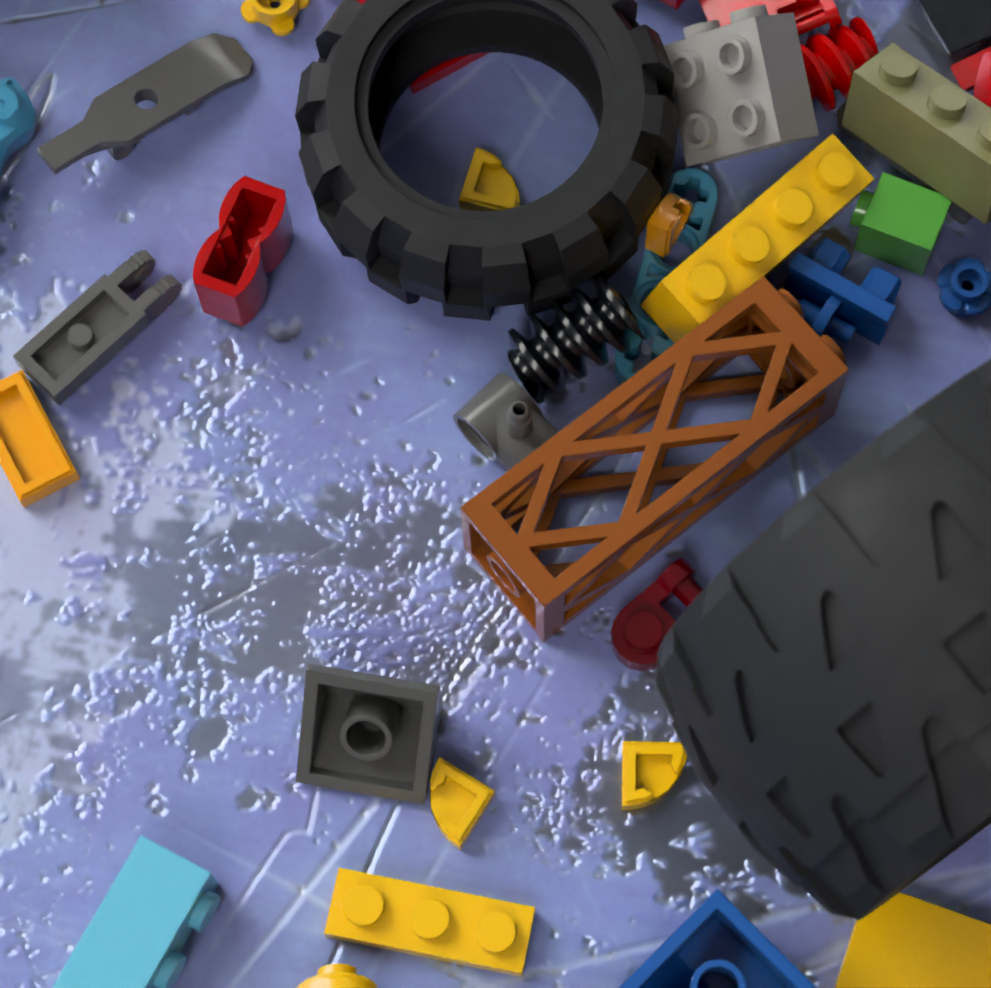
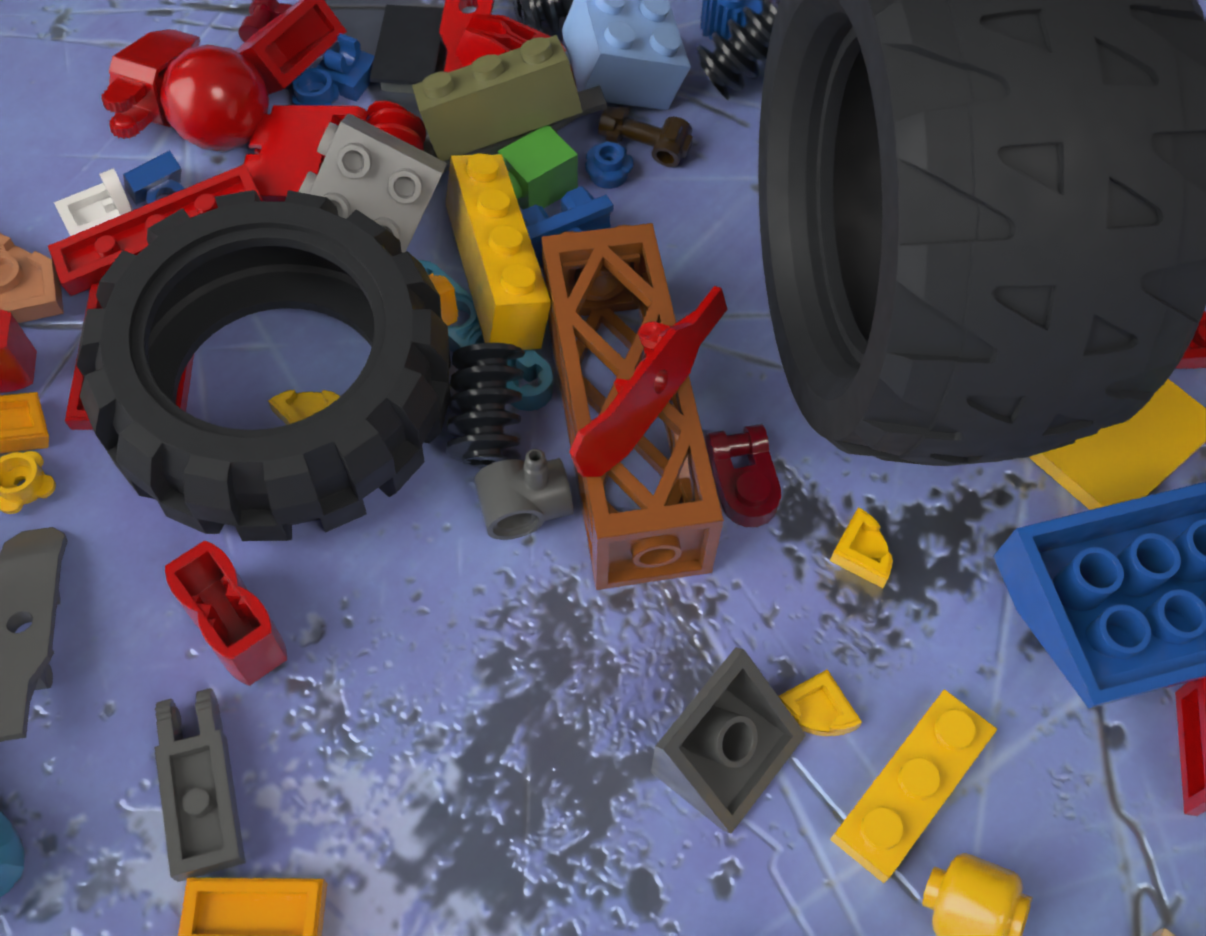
camera: 65 degrees left, 10 degrees down
(635, 465) = (639, 401): none -> red piece

